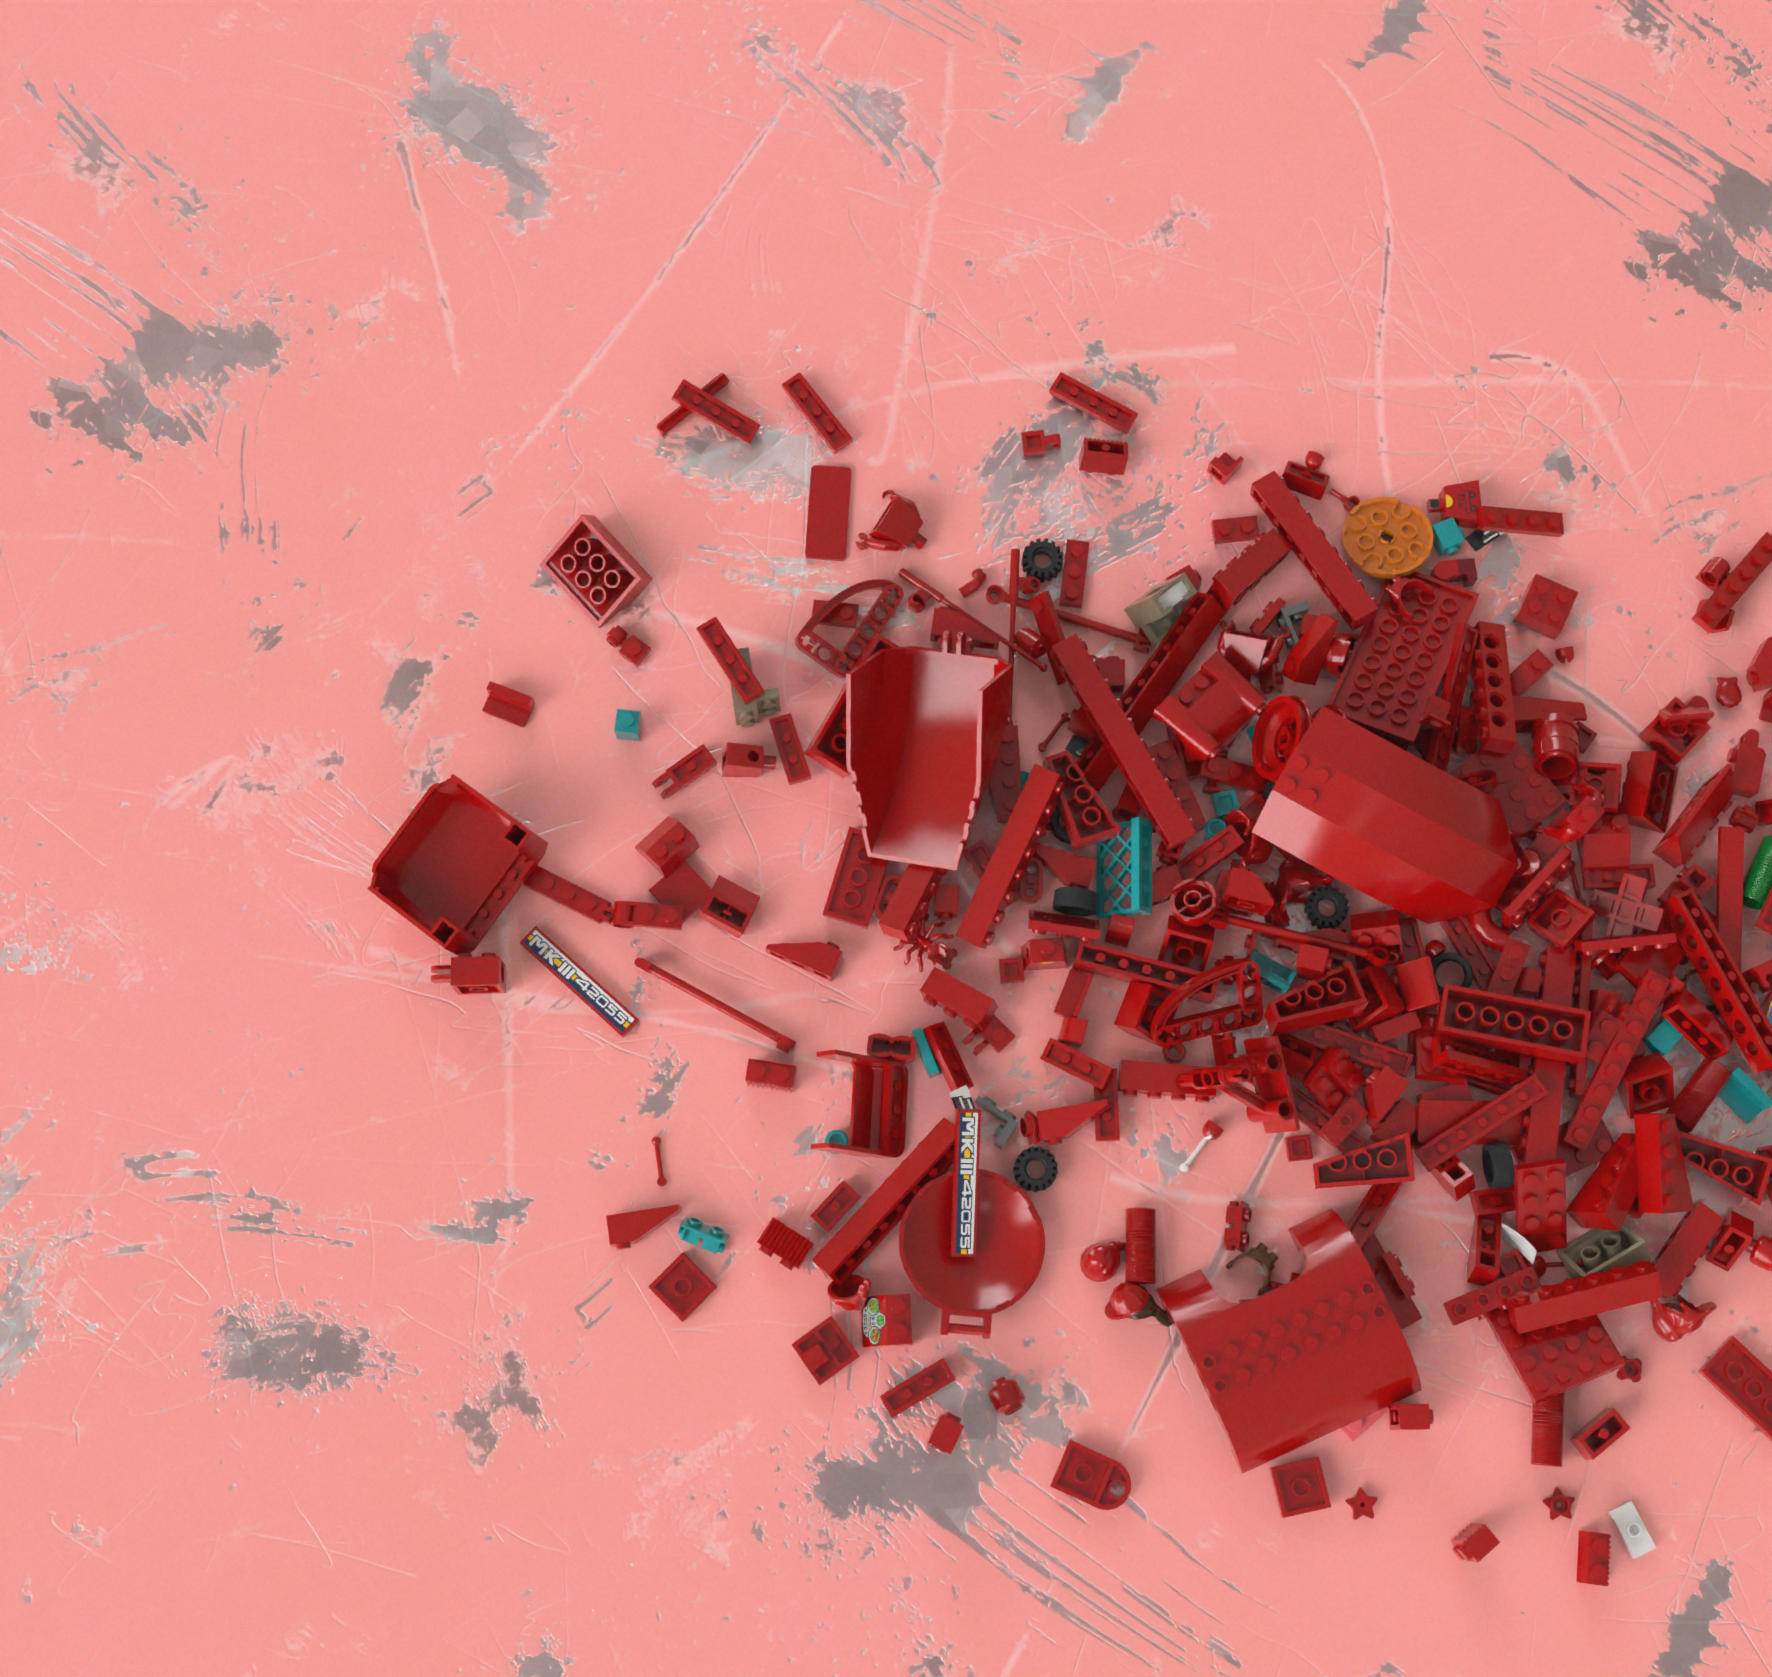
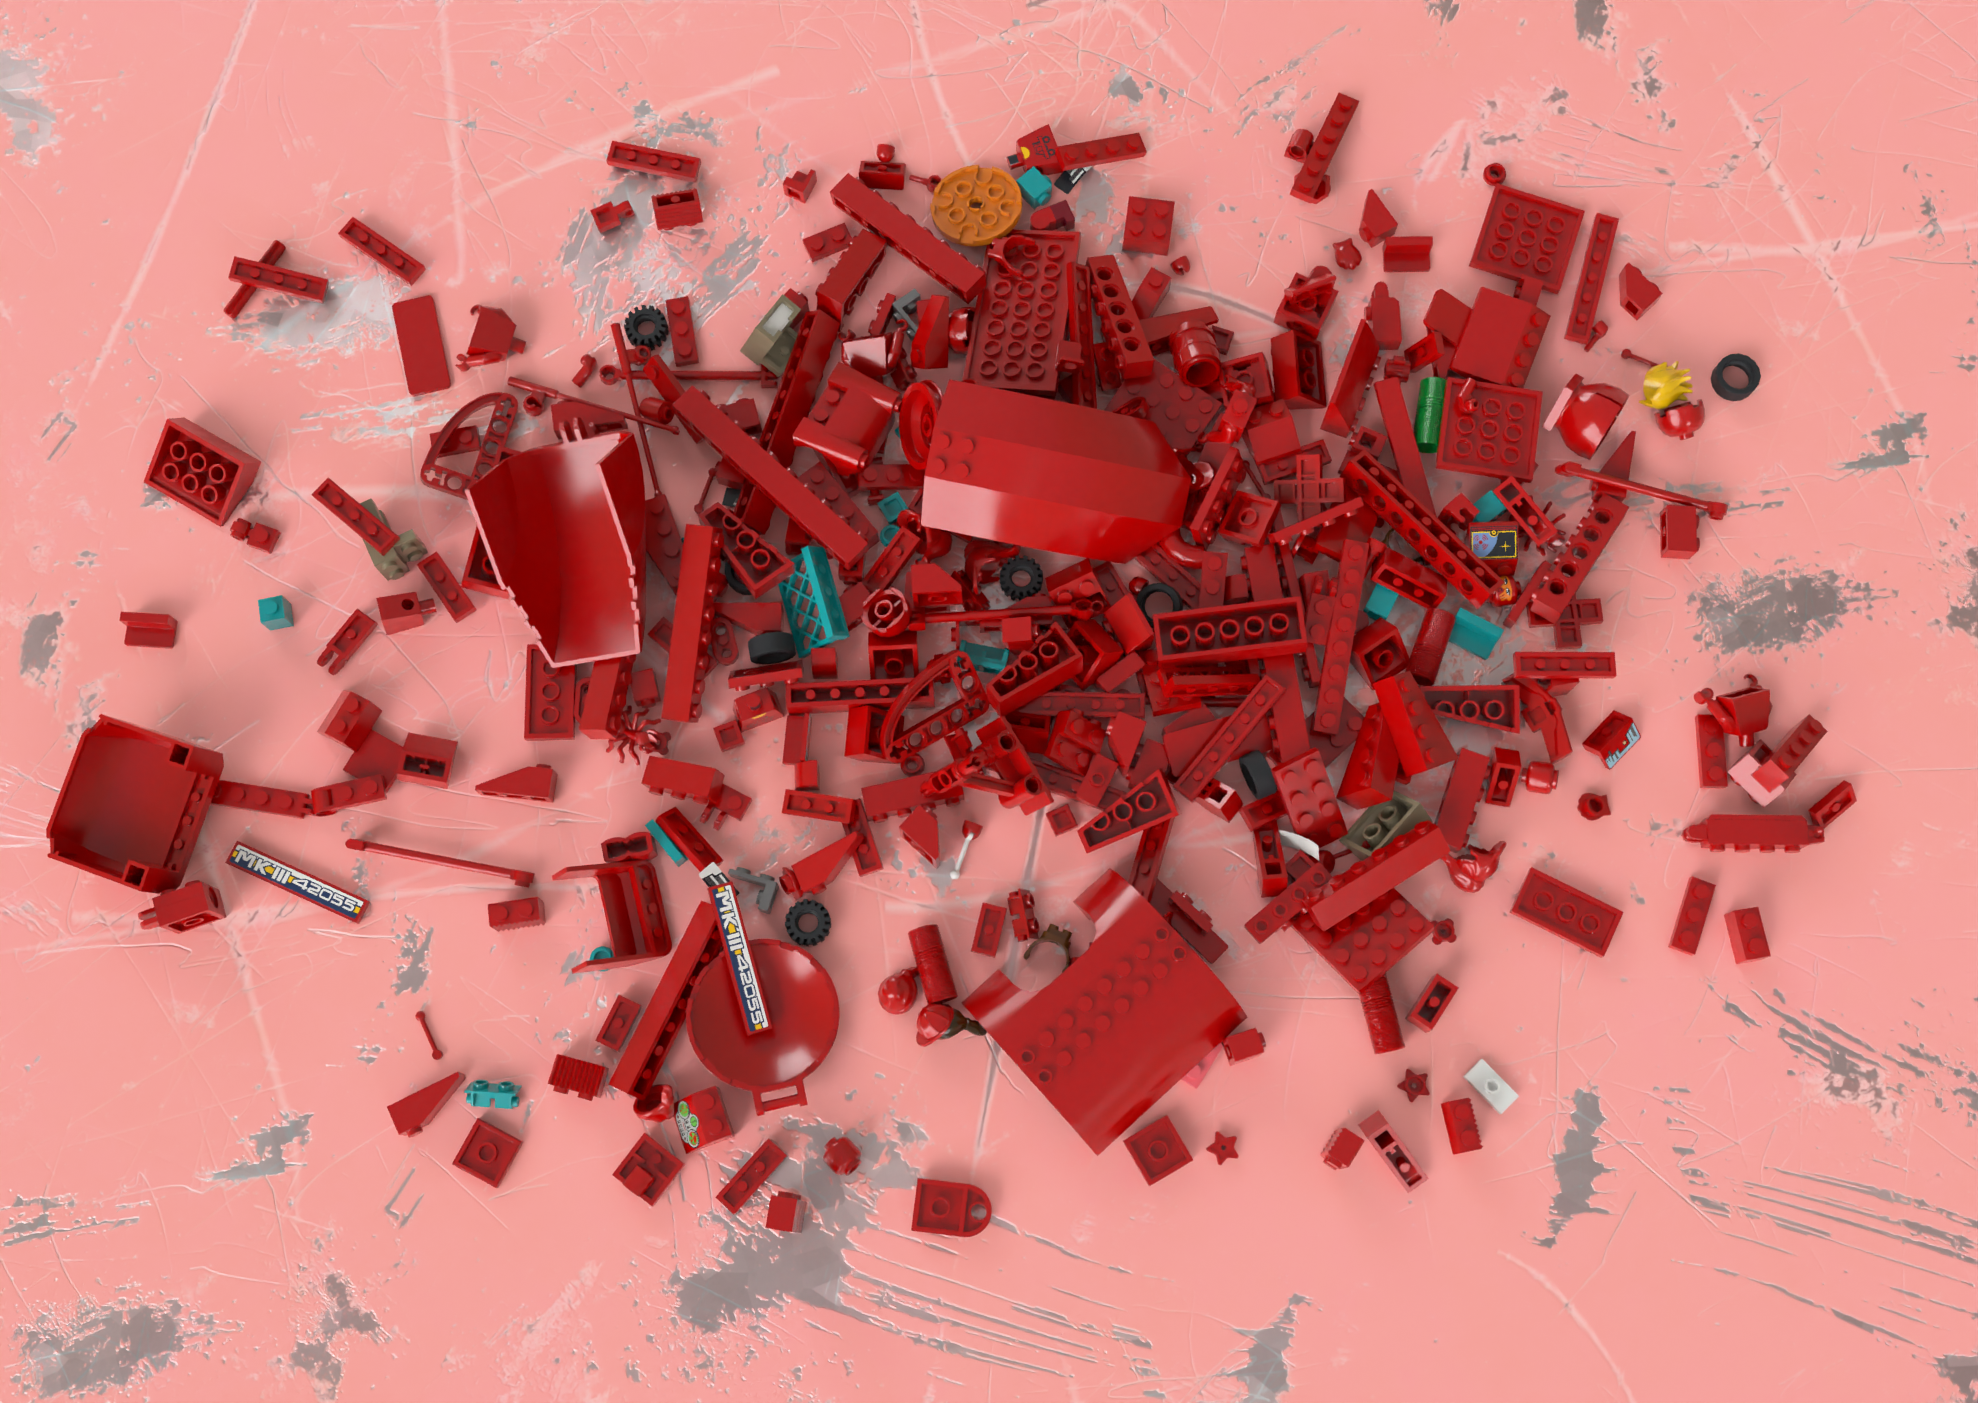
camera: 15 degrees left, 0 degrees up
(1167, 1122) = (922, 833): none -> red slope
(1201, 1230) = (988, 930): none -> red plate
(1521, 1560) = (1393, 1151): none -> red slope

